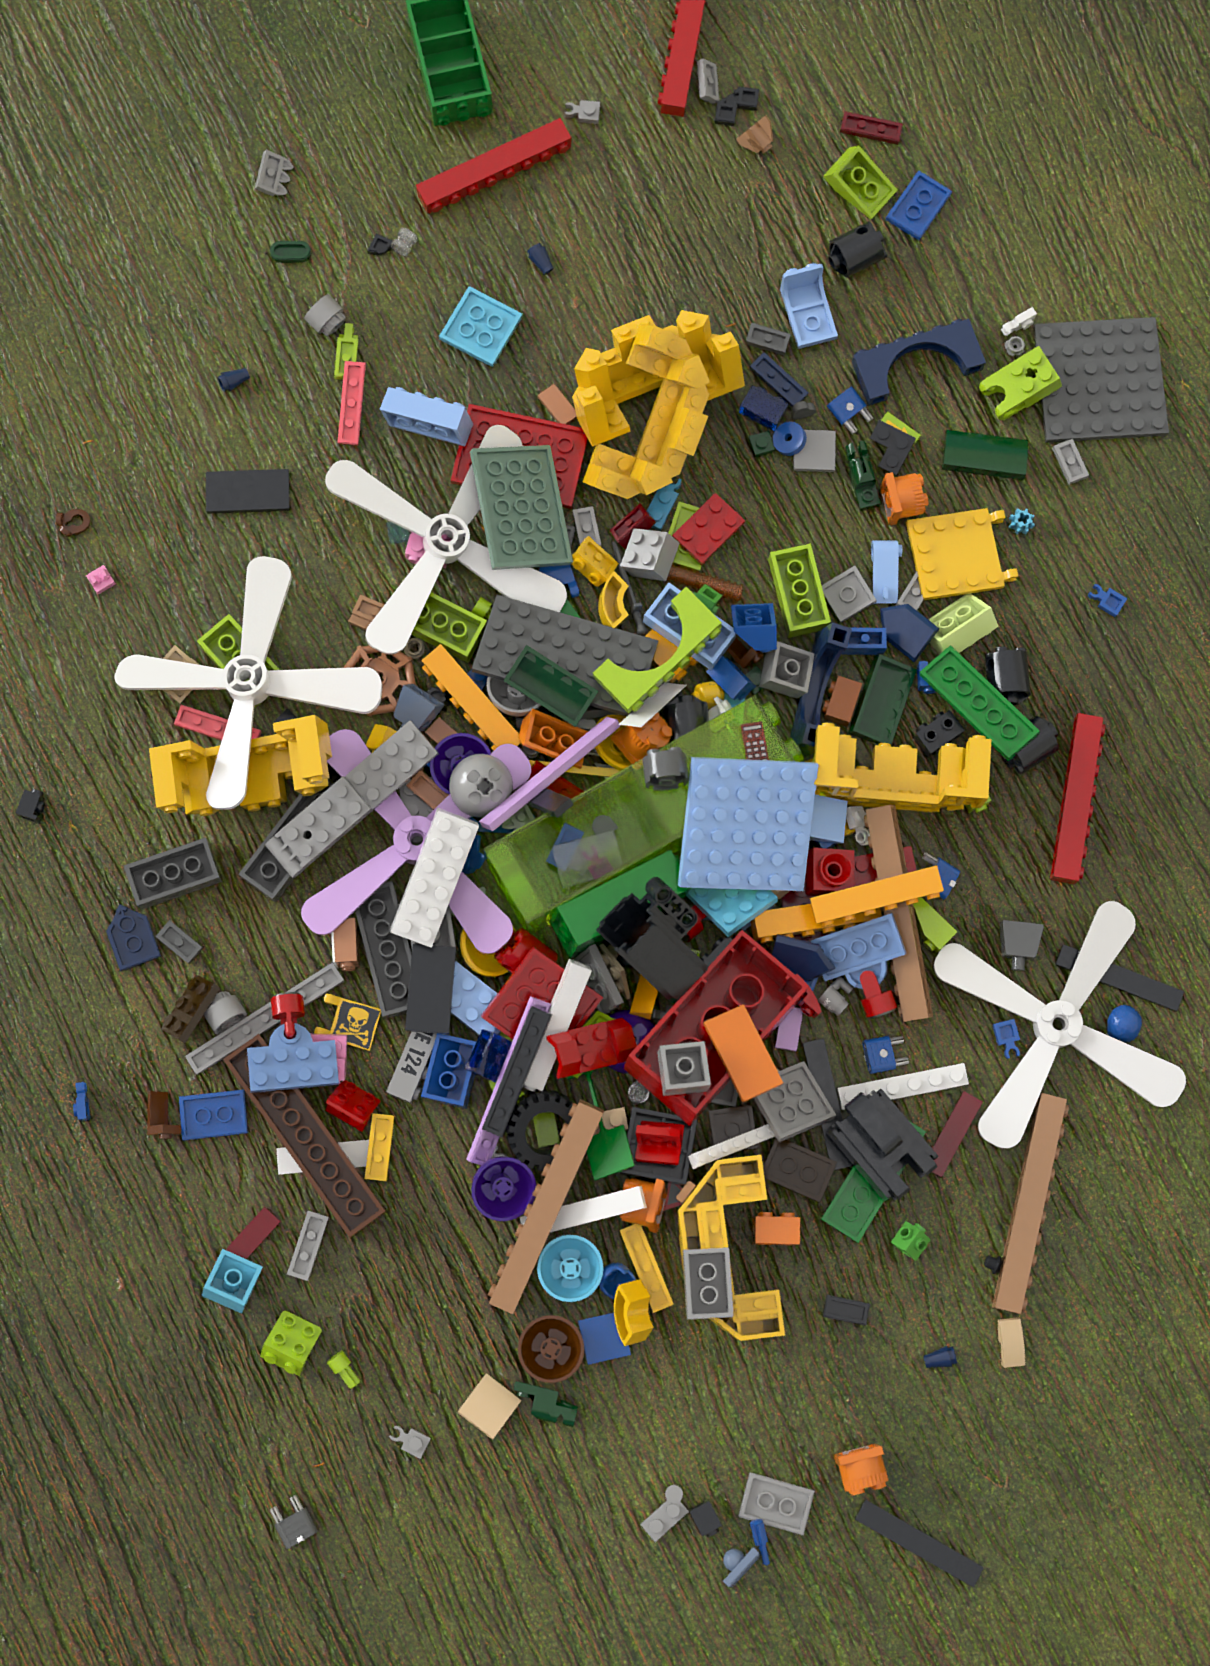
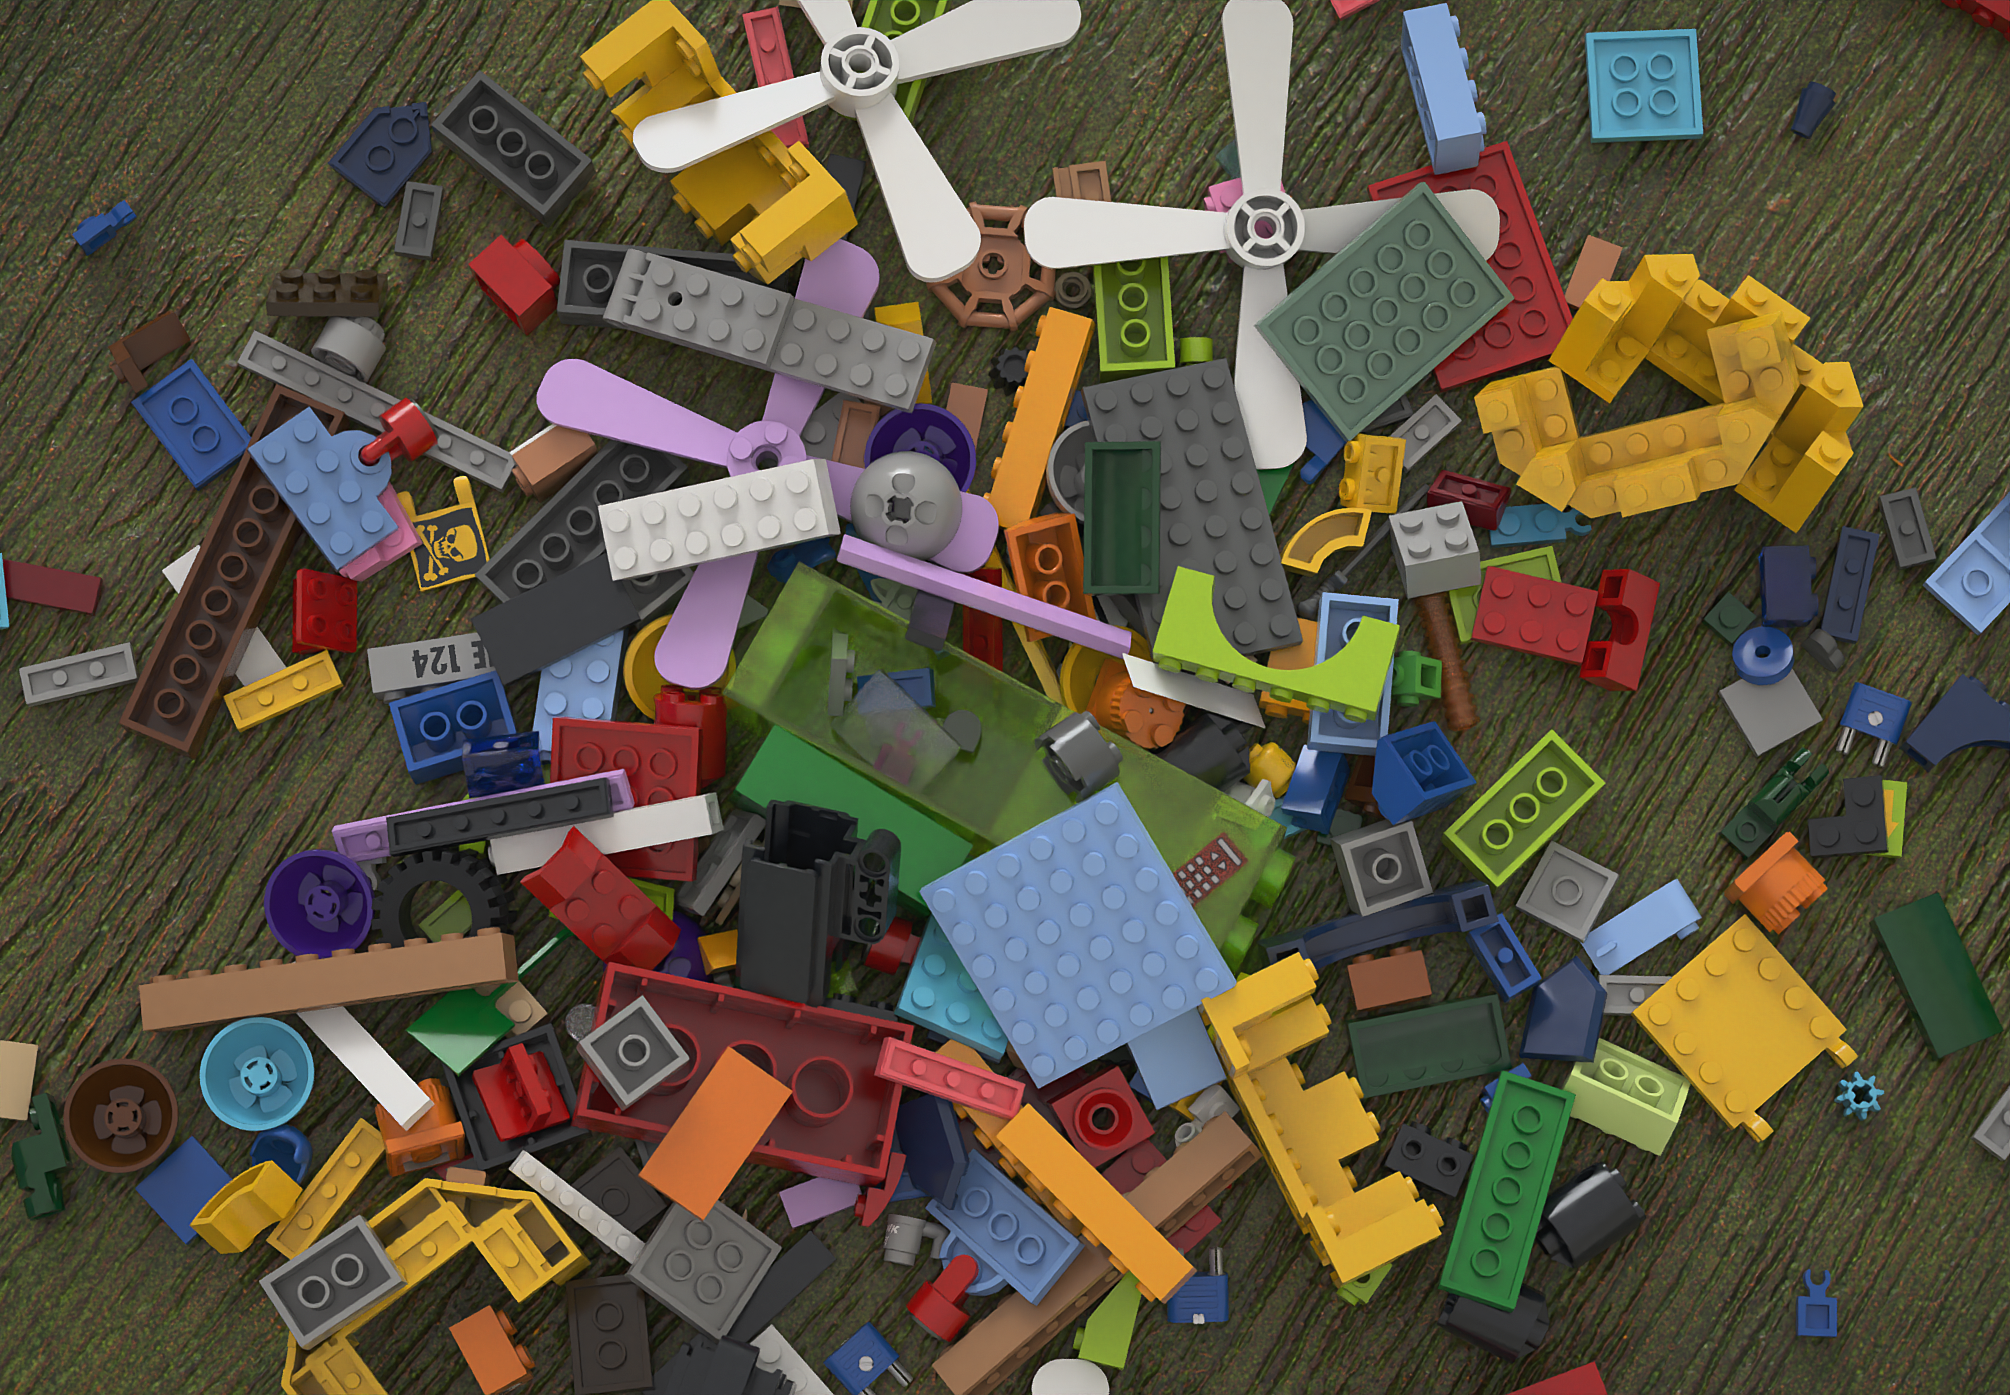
camera: 65 degrees right, 0 degrees up
(243, 910) = (517, 282): none -> red piece
(416, 706) = (976, 346): sand blue torso -> none
(541, 866) = (841, 662): none -> light grey plate
(730, 483) = (1630, 604): none -> red arch
(776, 928) = (949, 1079): none -> coral tile

